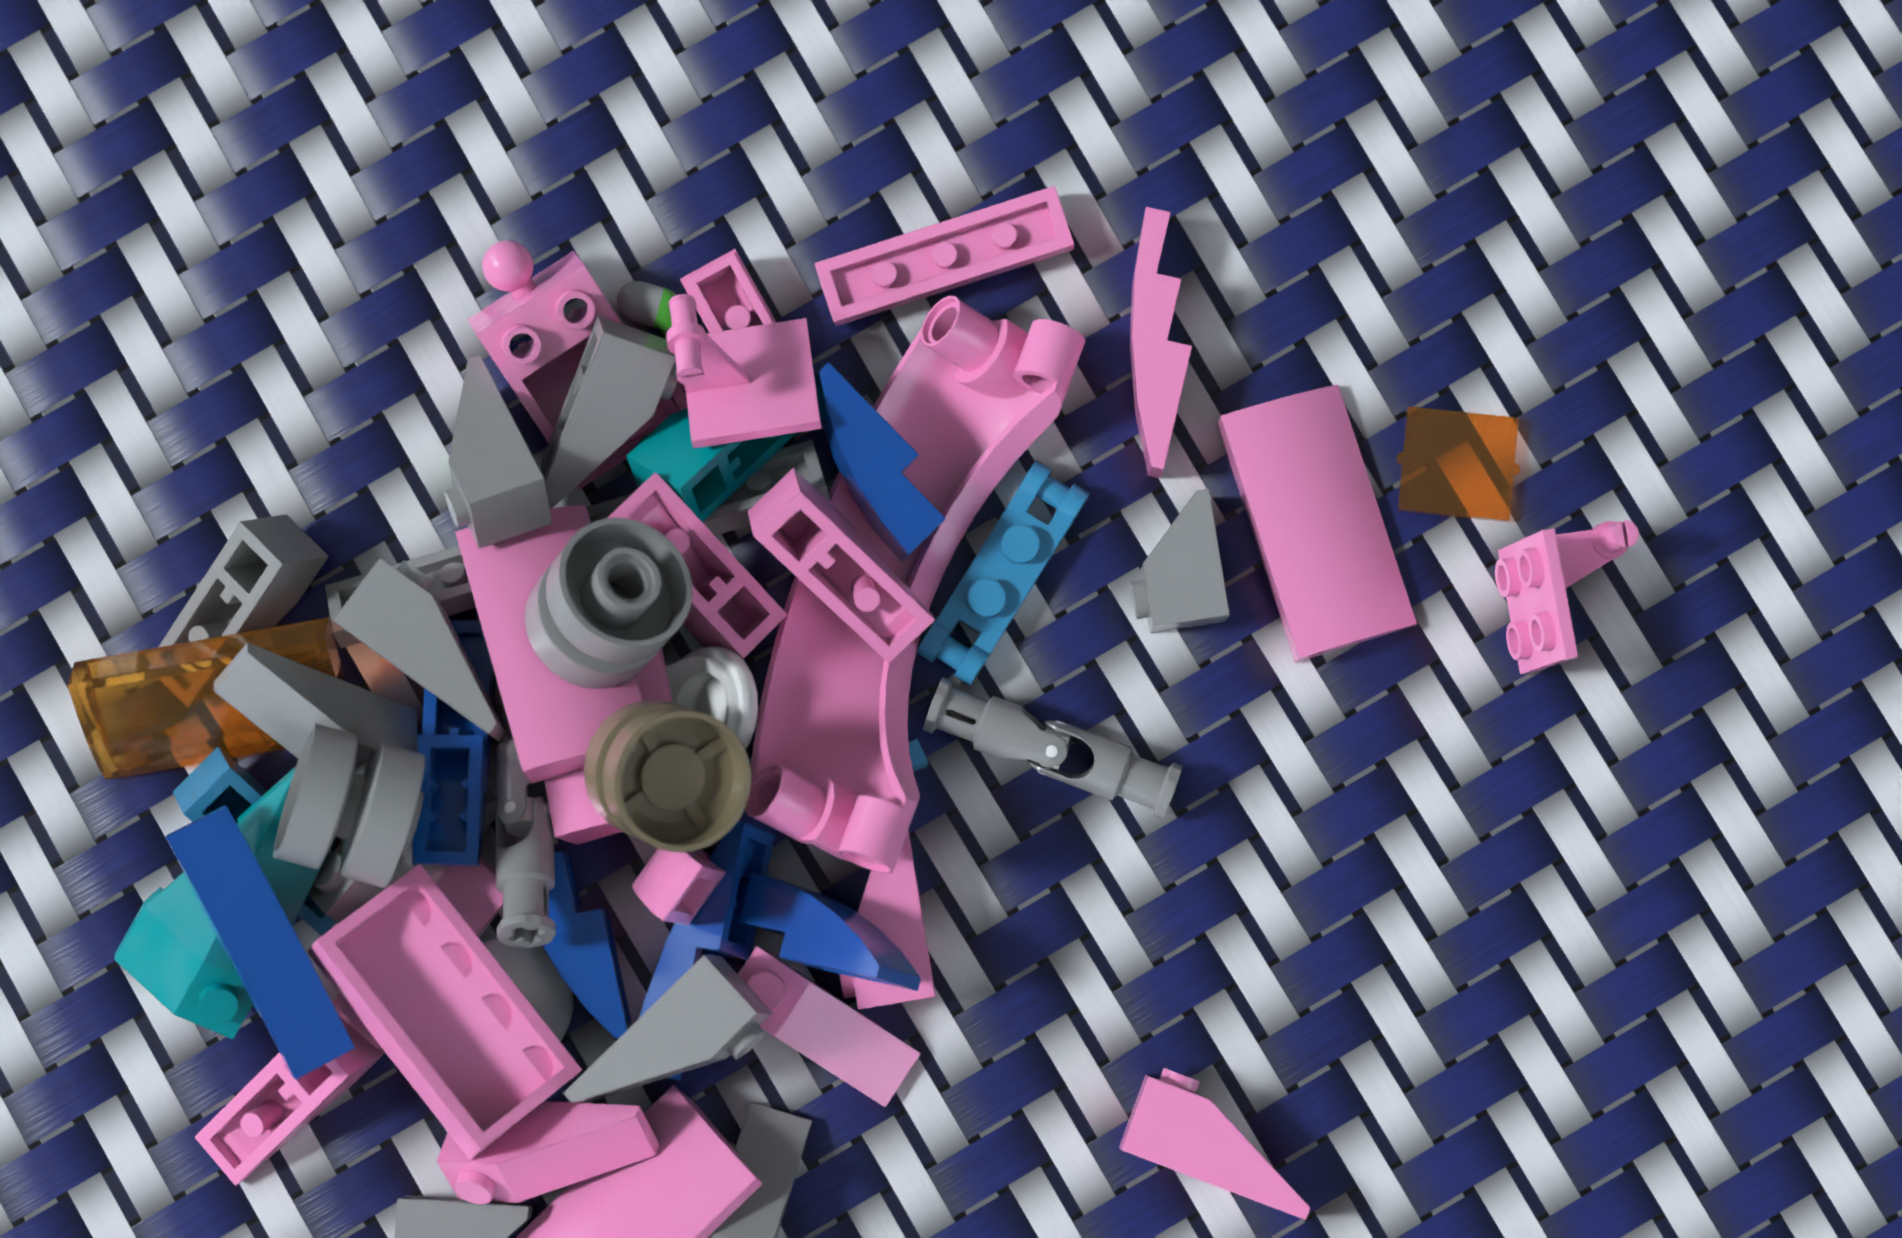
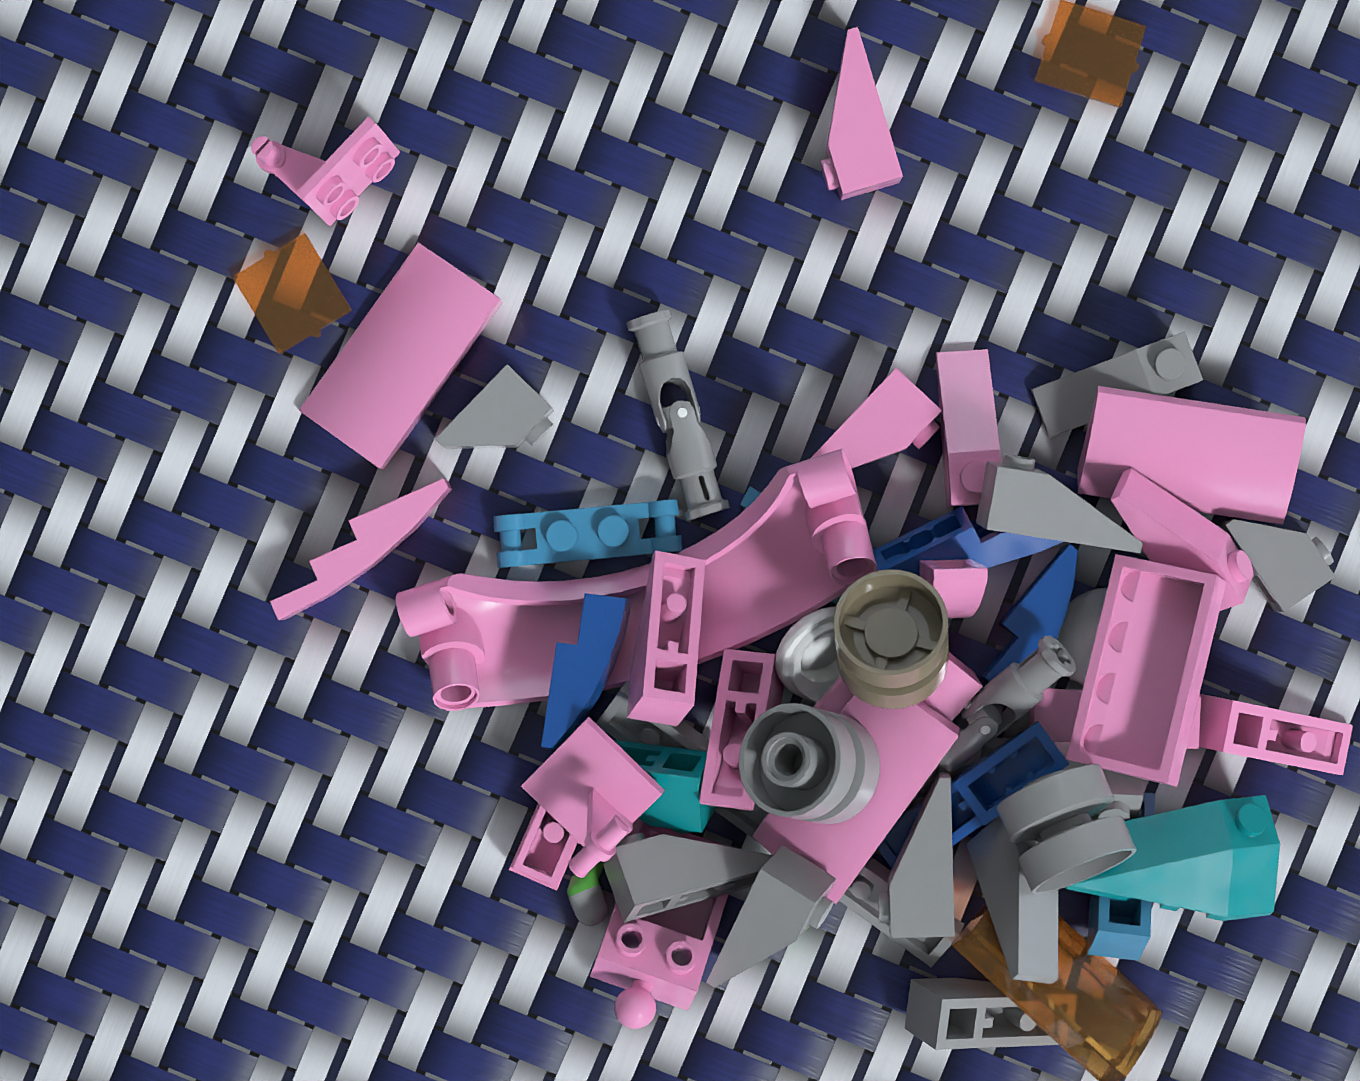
camera: 135 degrees left, 5 degrees up
(260, 942) = (1194, 821): blue slope -> none
(825, 933) = (910, 466): blue slope -> none
(944, 256) = (408, 730): bright pink plate -> none

